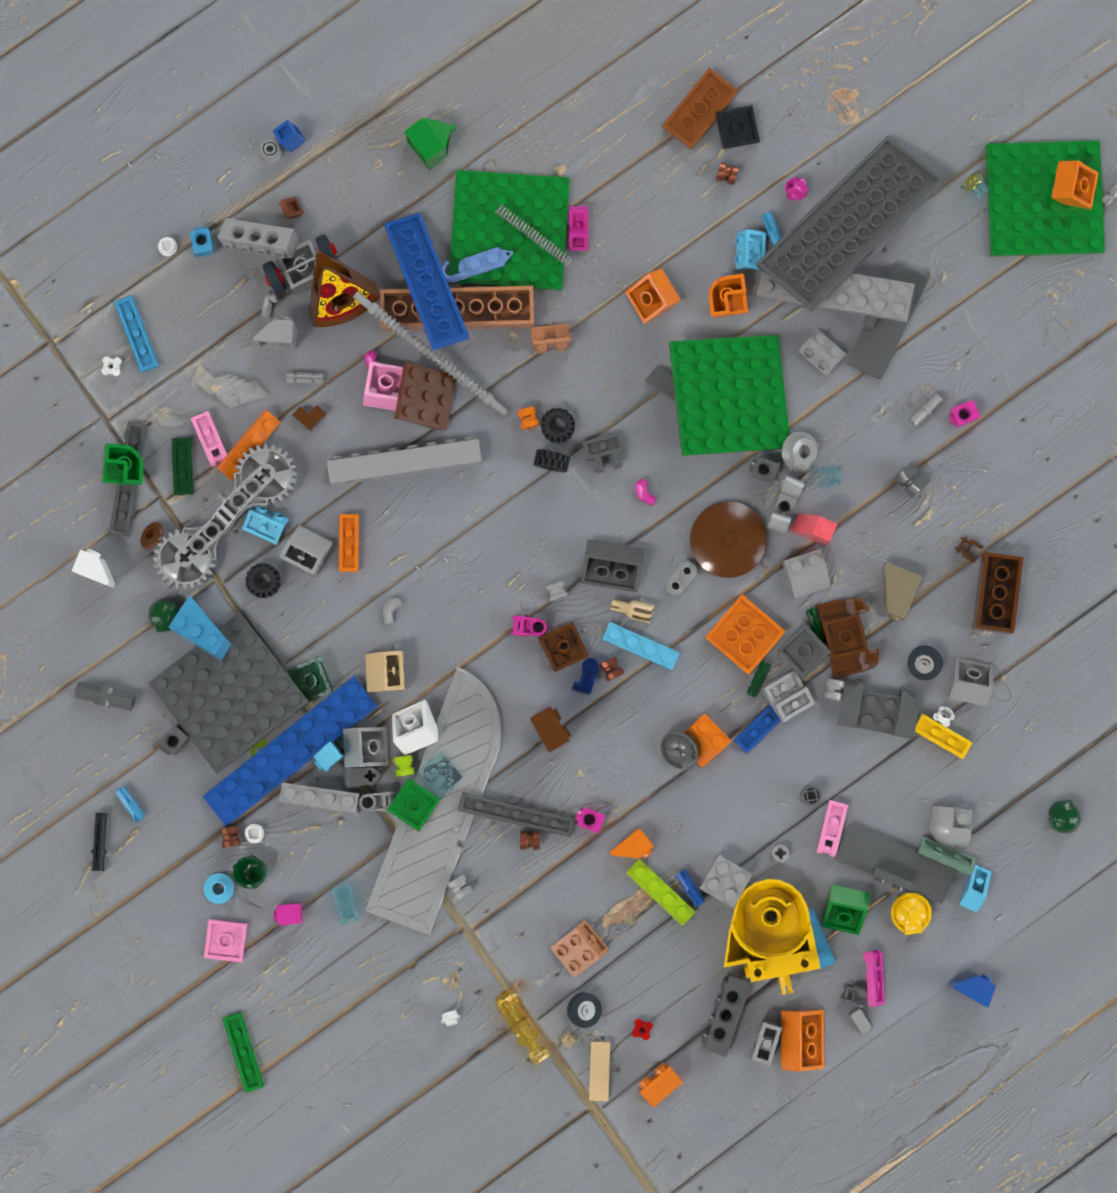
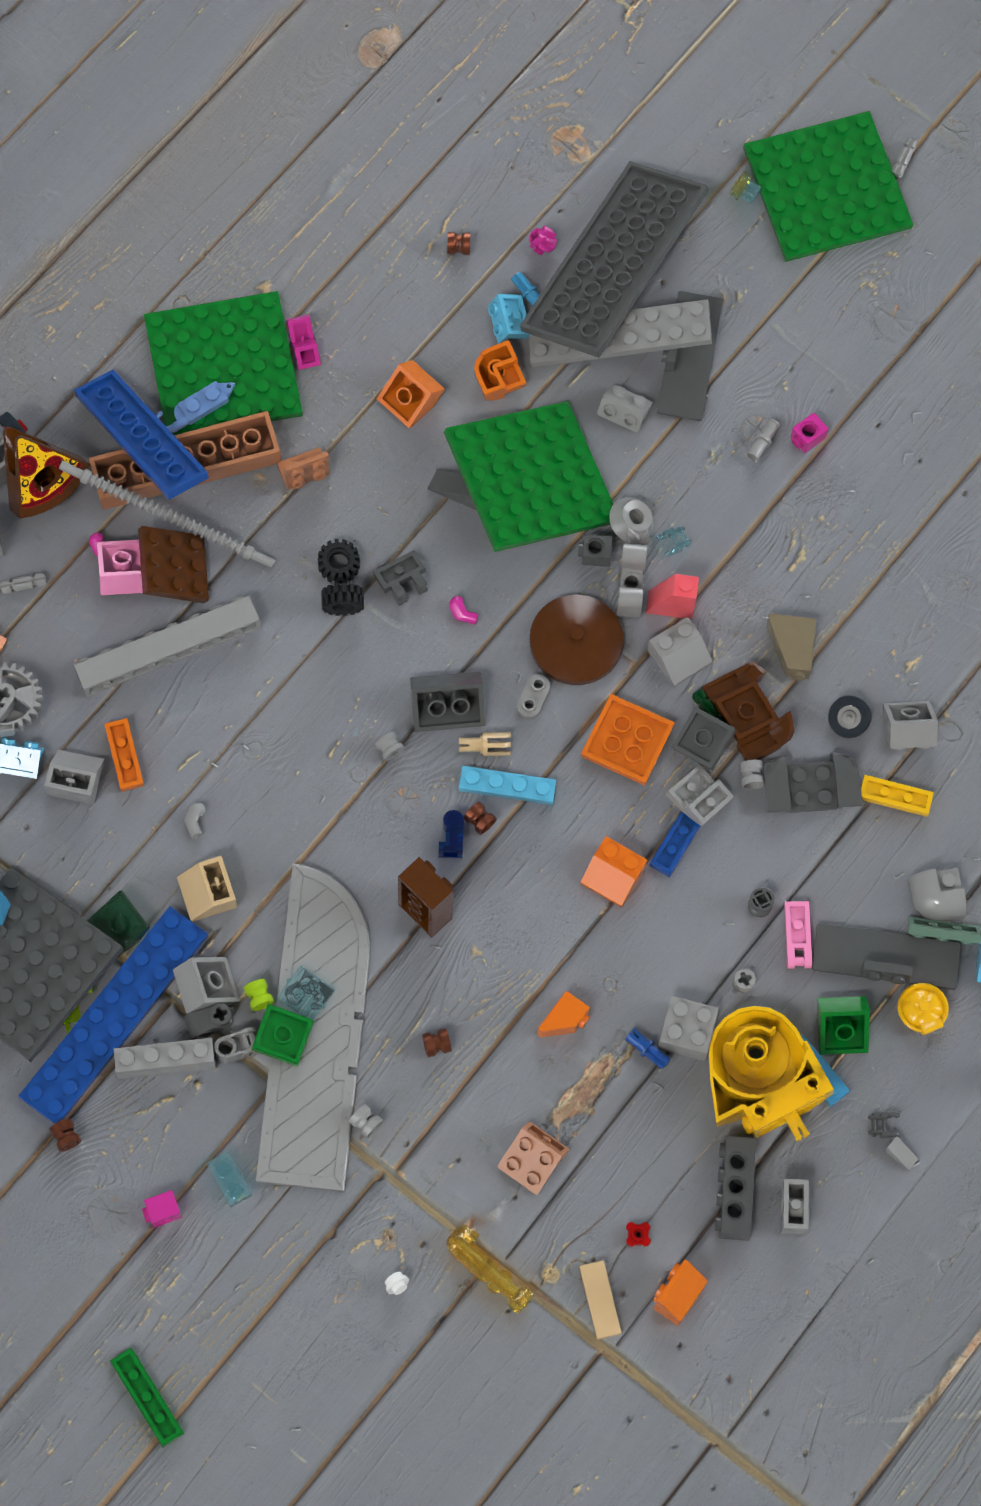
camera: 15 degrees left, 15 degrees down
(225, 940) = (90, 1265): bright pink tile -> none
(228, 888) = (70, 1214): medium azure piece -> none
(249, 872) = (99, 1169): dark green hair -> none
(254, 833) = (93, 1124): white plate -> none
(274, 580) = (24, 811): black tyre -> none
(311, 419) = (39, 628): reddish brown piece -> none
(328, 757) = (163, 1005): medium azure slope -> none
(414, 728) = (260, 945): white slope -> none
(430, 140) = (103, 287): green piece -> none
(516, 814) = (412, 1017): dark grey tile -> none
(526, 626) = (364, 794): dark pink piece -> none
(528, 418) = (301, 561): orange wheel -> none
(535, 240) = (255, 362): light grey piece -> none
(576, 652) = (415, 805): reddish brown plate -> none
(584, 1010) = (560, 1228): black wheel -> none
(596, 826) = (509, 991): dark pink brick -> none
(660, 892) = (613, 1064): lime plate -> none
(679, 750) = (588, 888): dark grey piece -> none
(698, 108) = (407, 183): dark orange plate -> none
(737, 127) = (456, 192): black plate -> none
(758, 679) = (658, 786): dark green axle -> none
(802, 1040) = (838, 1193): orange slope -> none
(874, 978) = (903, 1095): dark pink plate -> none
(912, 479) = (770, 517): dark grey wheel -> none
(944, 716) = (891, 771): white plate -> none
(965, 553) = (858, 585): reddish brown piece -> none
(997, 593) = (909, 616): reddish brown brick -> none
(1075, 184) = (856, 158): orange slope -> none

